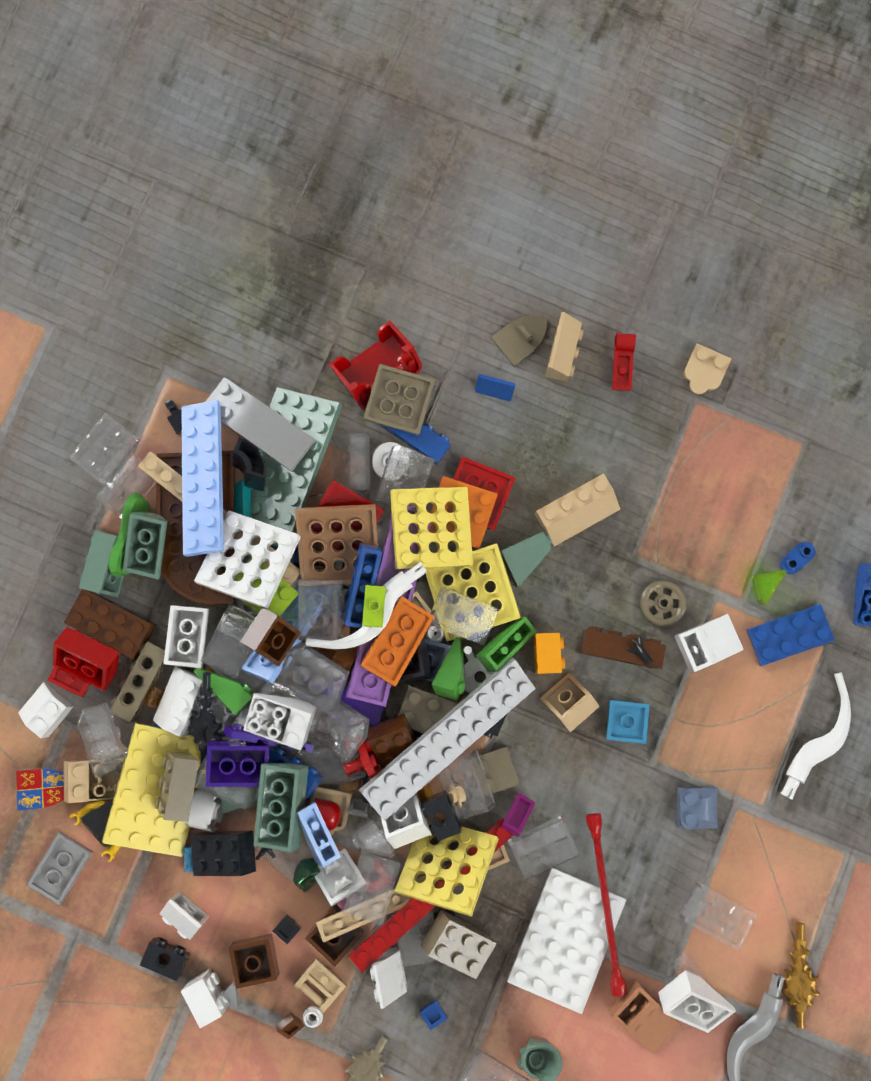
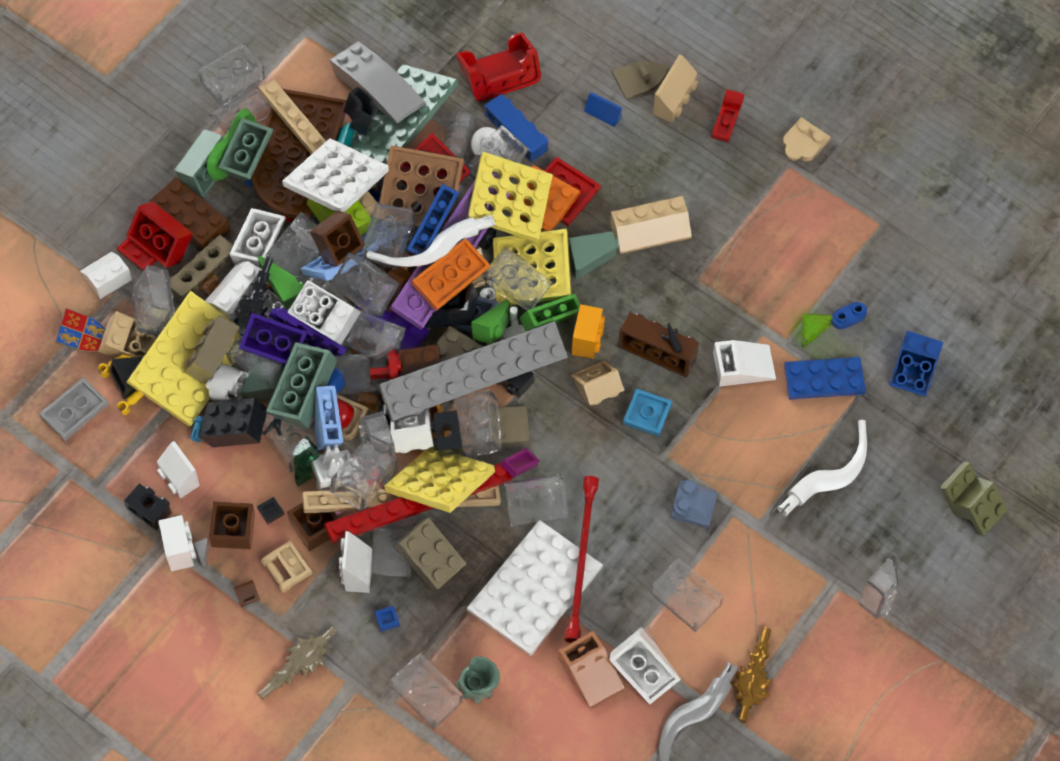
camera: 10 degrees right, 20 degrees down
(176, 417) = (305, 70): black plate -> none
(202, 479) = (314, 107): light blue plate -> none
(312, 1022) = (271, 587): white plate -> none
(374, 606) = (438, 235): lime plate -> none
(399, 399) = (511, 93): dark tan plate -> none
(456, 795) = (466, 418): tan plate -> none
(676, 613) = (701, 335): dark tan plate -> none

